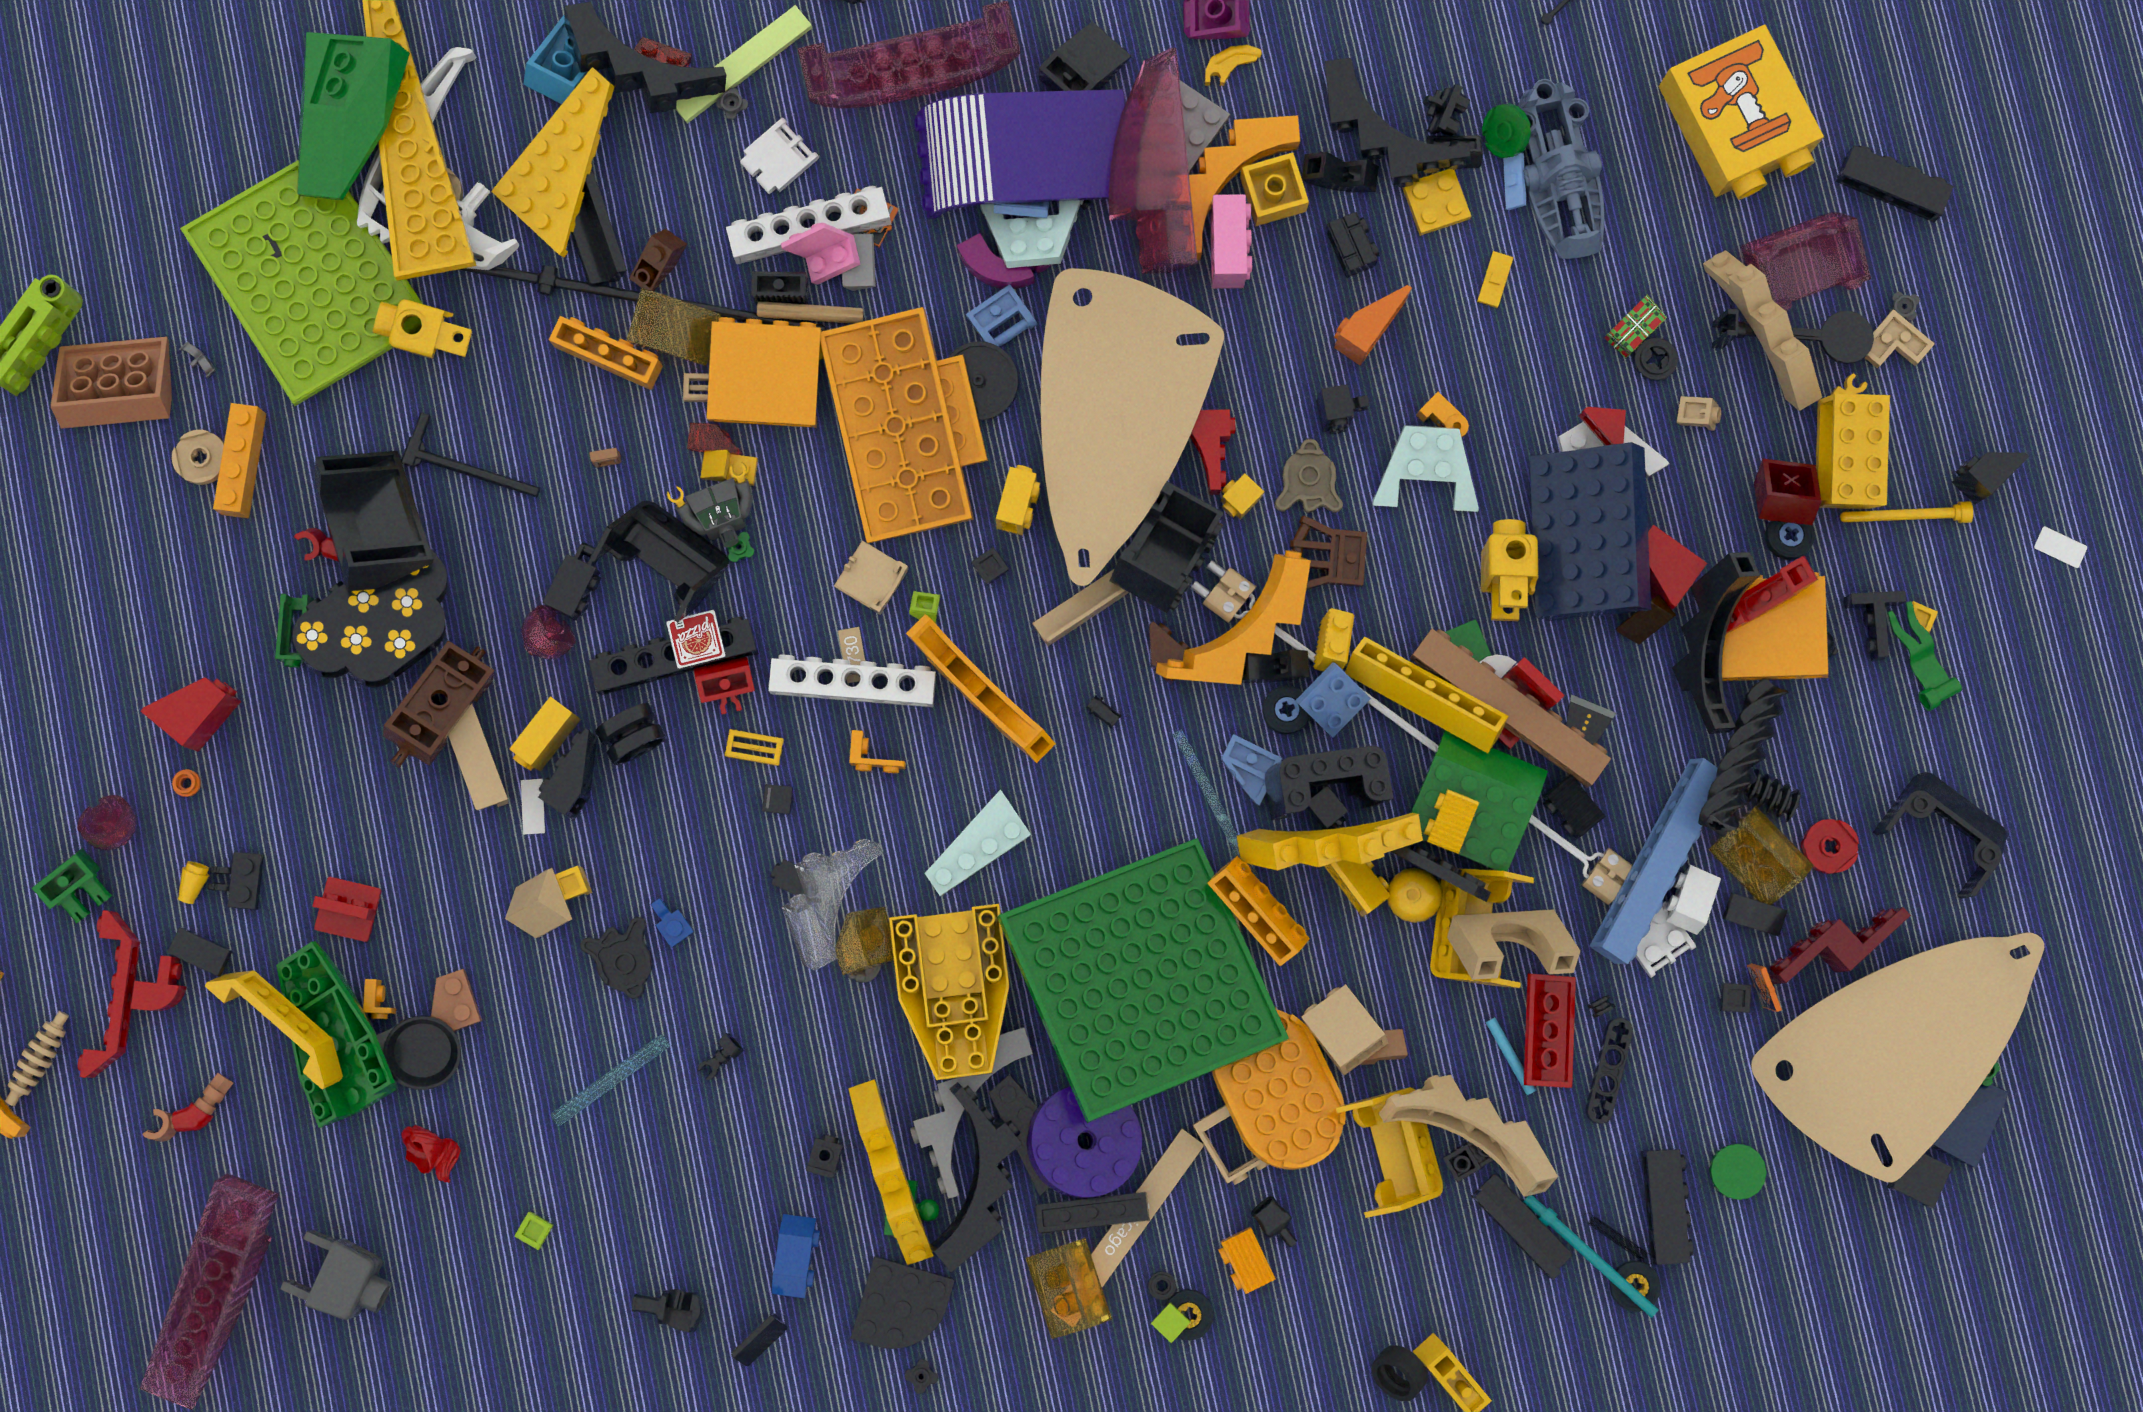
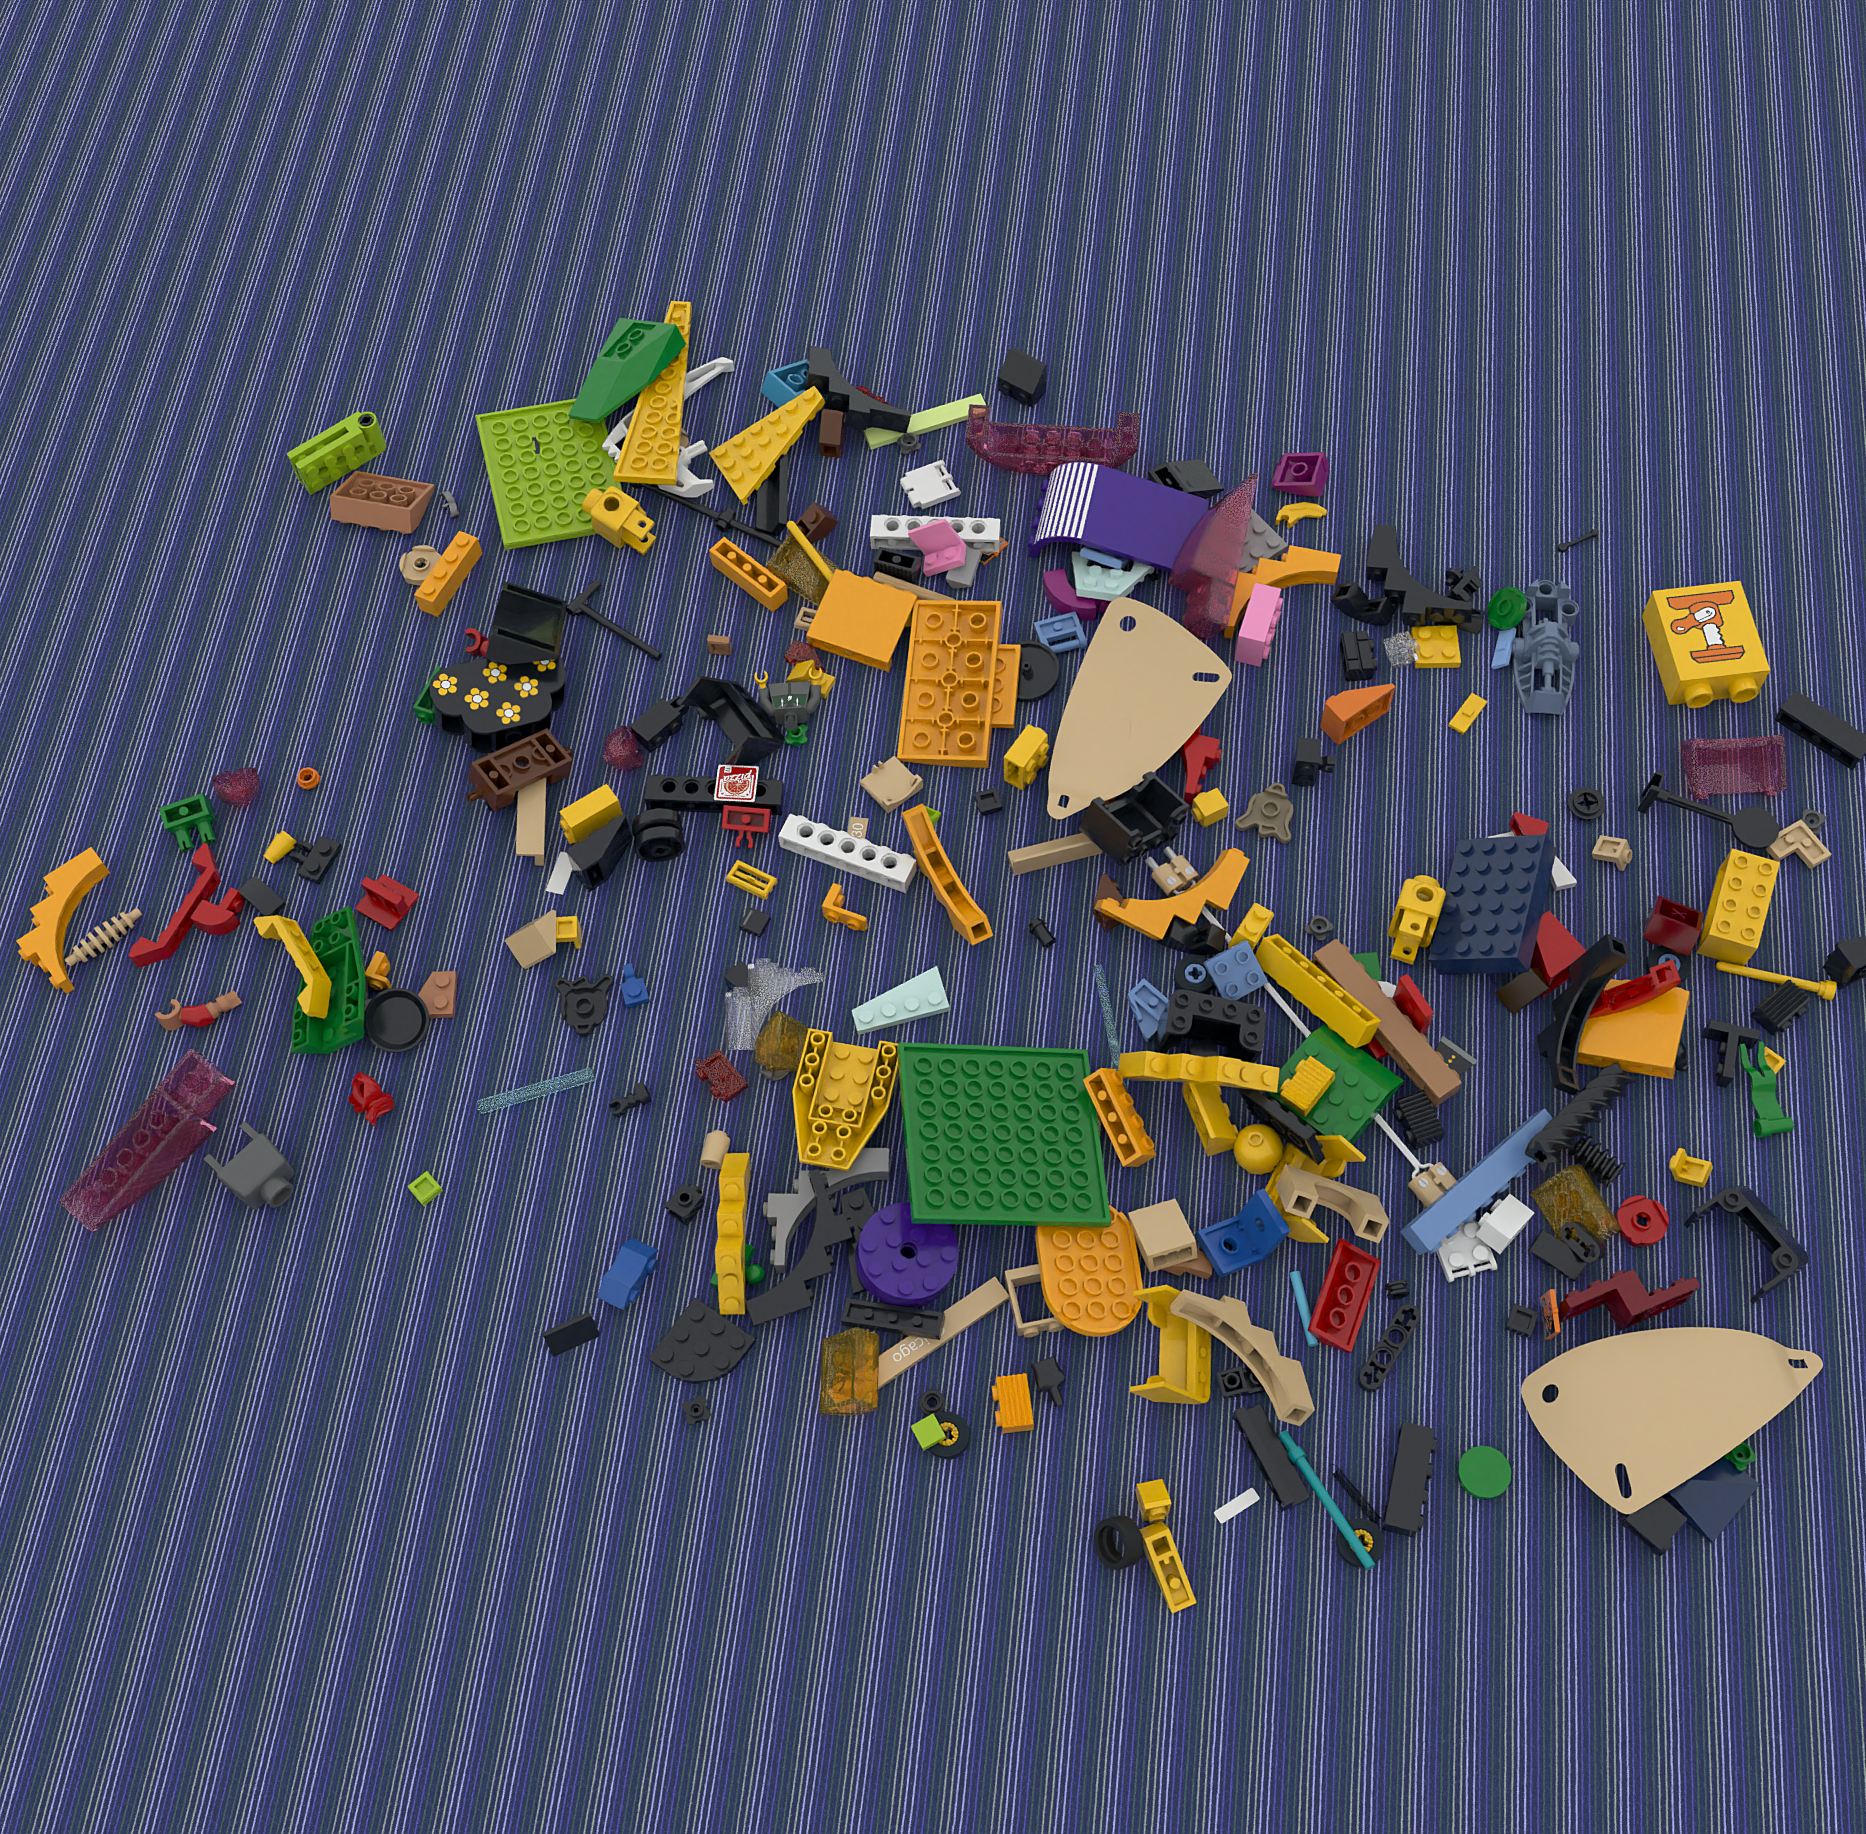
camera: 25 degrees right, 20 degrees down
(194, 711) = (337, 725): red slope -> none
(636, 123) = (832, 433): none -> reddish brown slope
(673, 308) = (810, 550): none -> yellow piece
(673, 1307) = (510, 1283): black piece -> none
(809, 998) = (721, 1075): none -> clear red bracket
(835, 1085) = (714, 1149): none -> tan brick
(1274, 189) = (1306, 600): yellow brick -> none
(1346, 554) = (1281, 873): reddish brown plate -> none
(1401, 222) = (1401, 649): none -> clear brick
(1410, 603) = (1319, 921): none -> dark grey plate
(1420, 1316) = (1153, 1500): none -> yellow slope
(1430, 456) = (1373, 818): light aqua wing -> none
(1437, 996) = (1251, 1233): none -> blue bracket
(1443, 414) = (1395, 795): light orange leg -> none
(1501, 1287) = (1236, 1505): none -> white sticker
(1635, 327) = (1575, 773): piece -> none
(1771, 325) = (1690, 793): tan arch -> none
(1778, 895) = (1578, 1245): none -> black beam
(1867, 772) = (1690, 1169): none -> yellow bracket
(1920, 550) = (1781, 1007): none -> black brick

